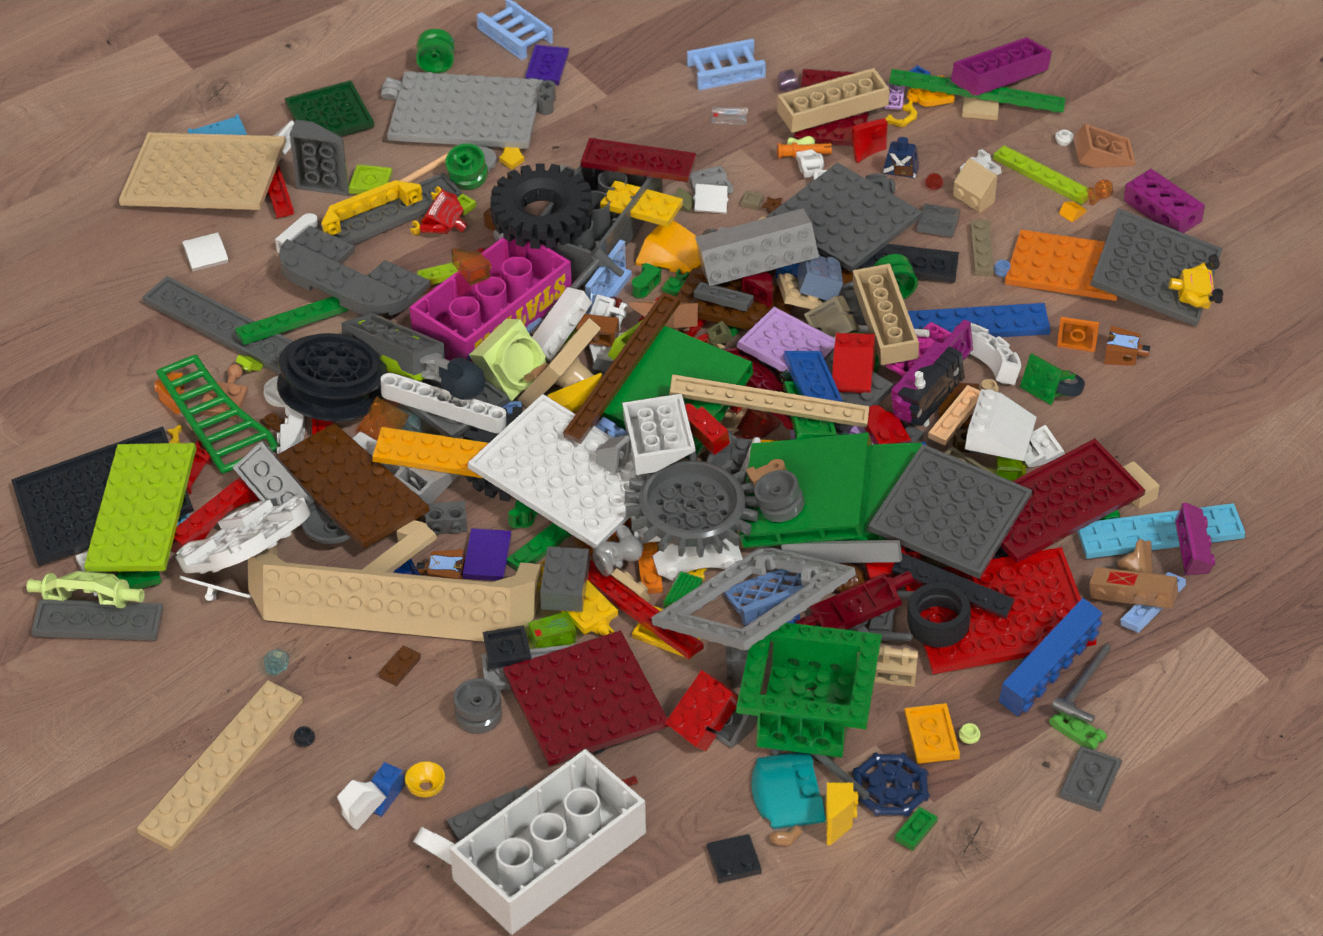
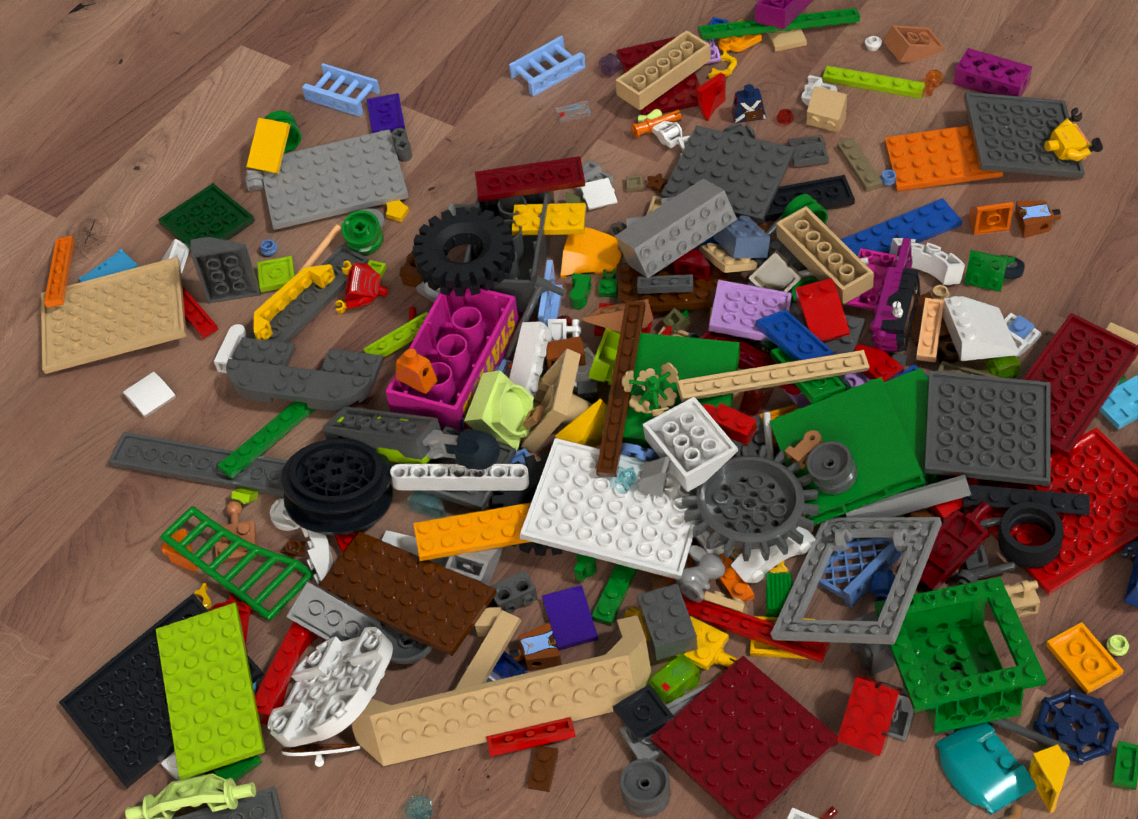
camera: 15 degrees left, 5 degrees up
(172, 117) = (59, 272): none -> orange plate
(375, 154) = (268, 247): none -> medium blue plate
(382, 415) = (403, 512): clear orange plate -> none
(401, 636) = (530, 736): none -> red plate
(415, 59) = (268, 145): none -> yellow tile
(442, 295) = (415, 371): none -> orange torso
(471, 265) = (426, 331): clear orange slope -> none
(593, 443) = (631, 477): none -> clear light blue plate
(648, 370) = (650, 384): none -> tan plant
(1046, 440) = (1021, 327): none -> medium blue plate
(1072, 211) = (916, 107): light orange slope -> none

